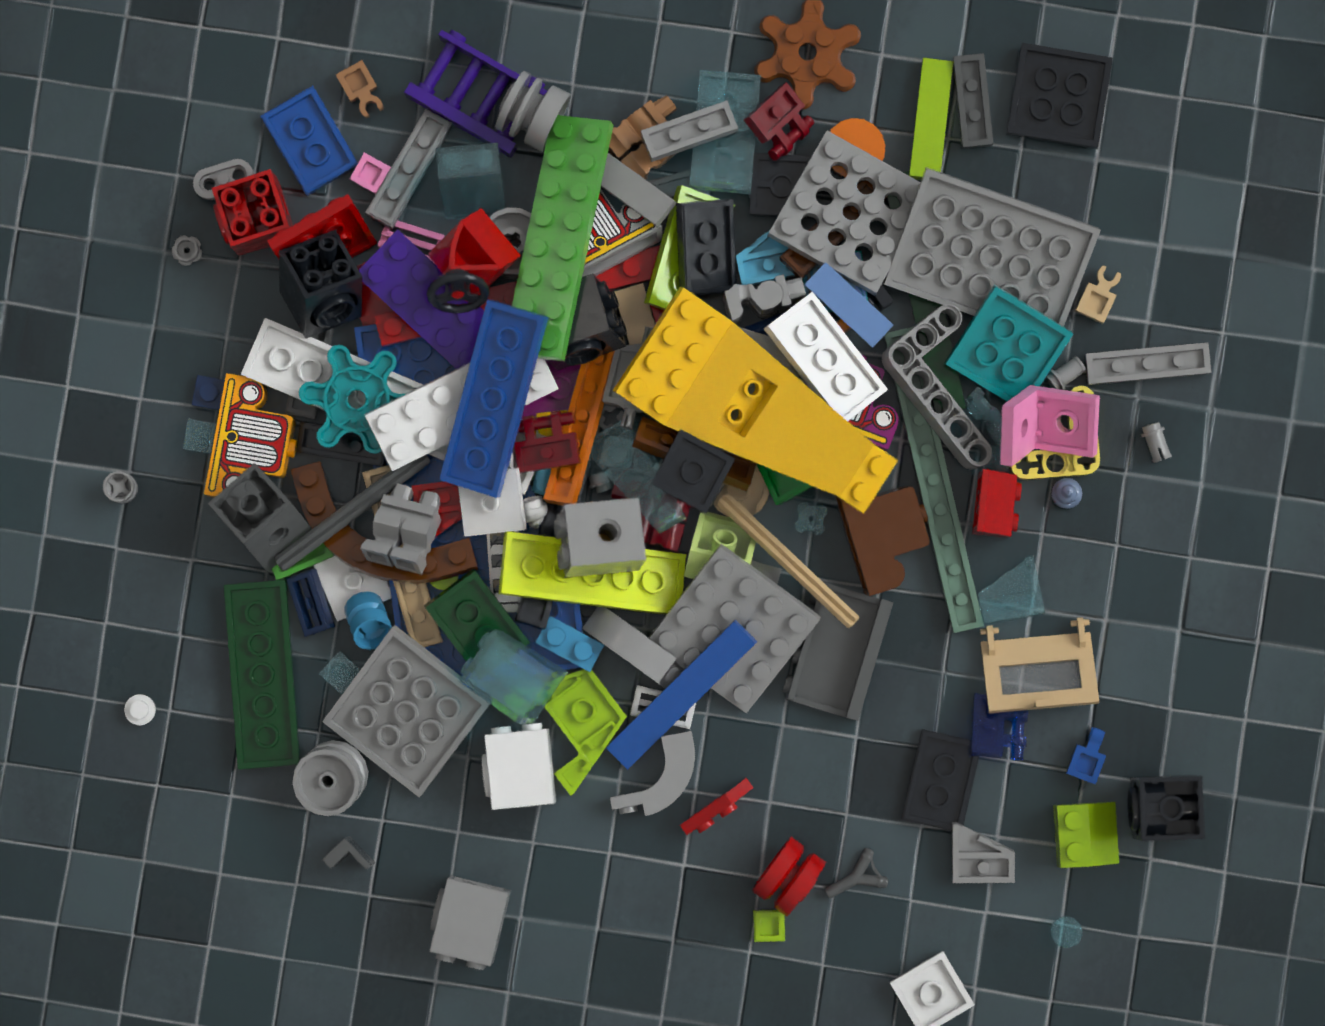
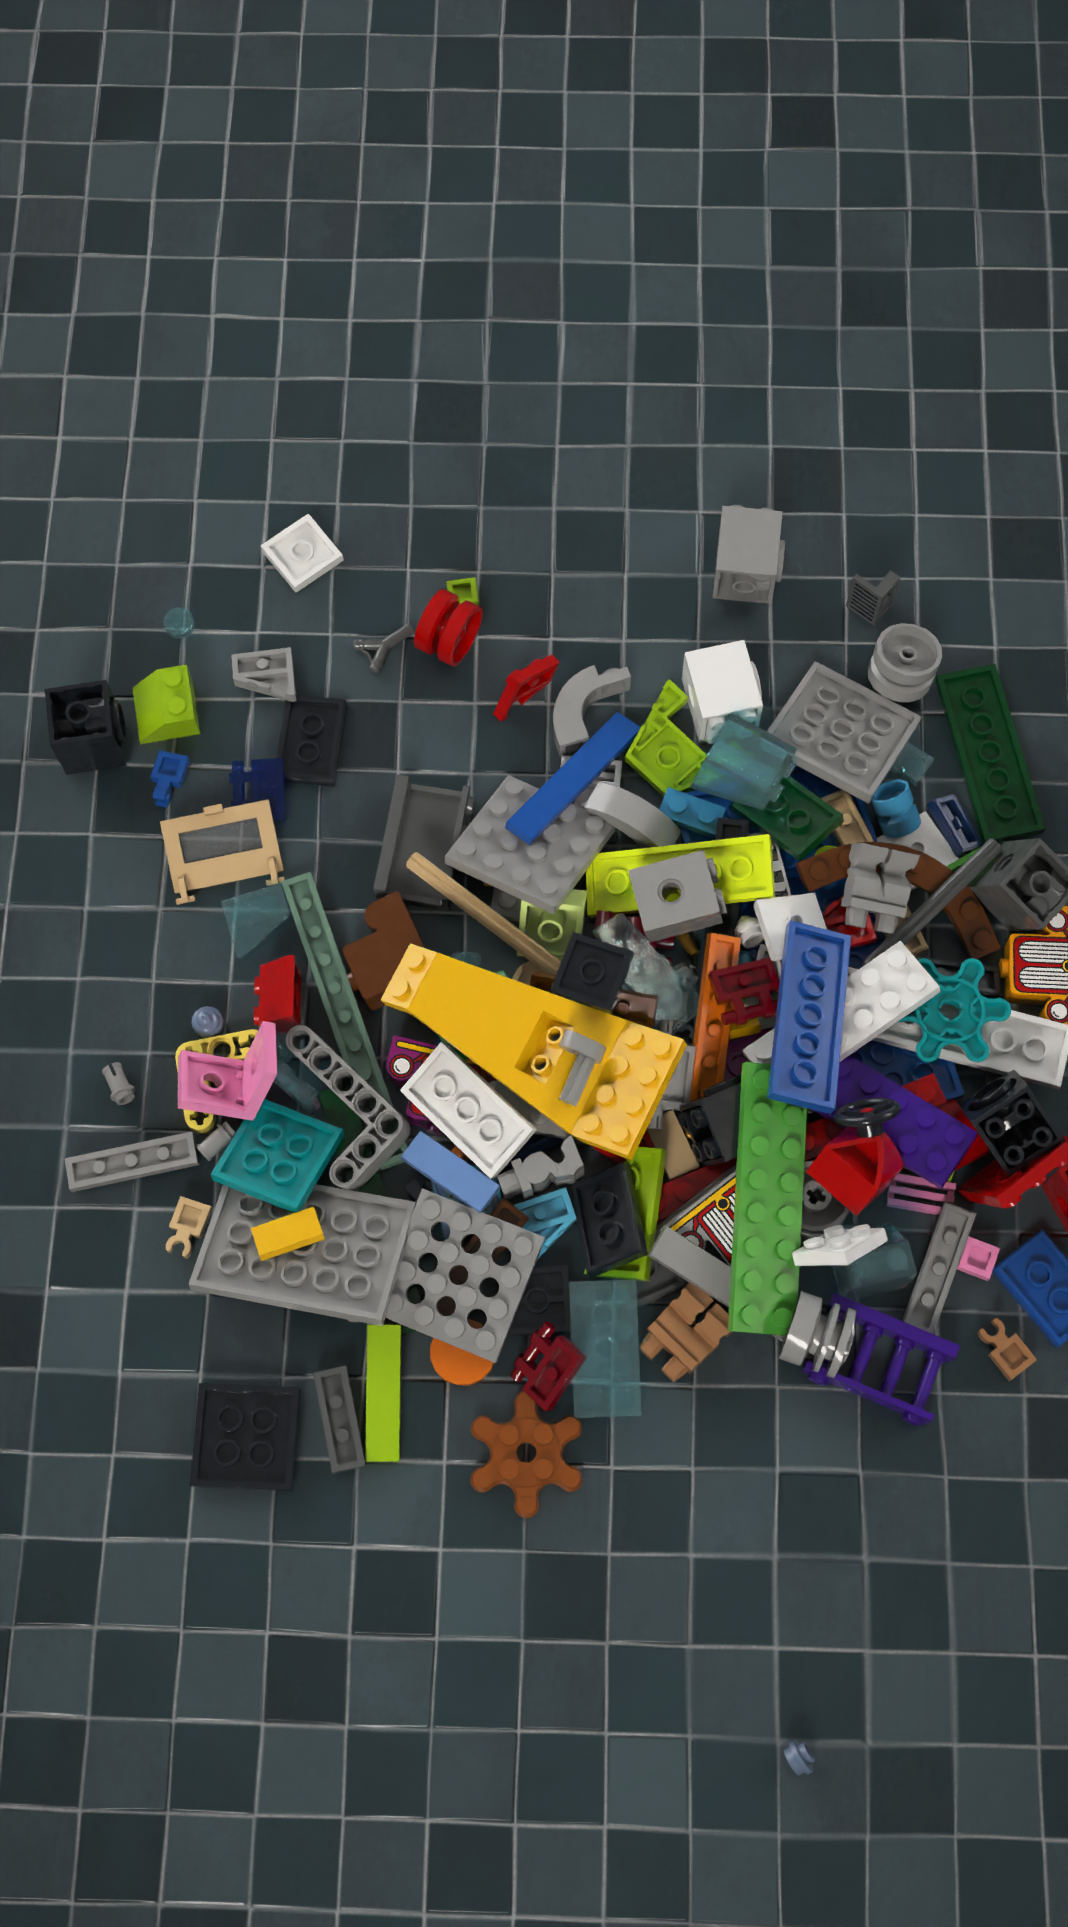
camera: 170 degrees right, 15 degrees down
(501, 182) = (839, 1245): none -> white plate
(689, 131) = (644, 1337): light grey plate -> none
(707, 390) = (588, 1053): none -> light grey piece
(1005, 265) = (287, 1233): none -> yellow tile

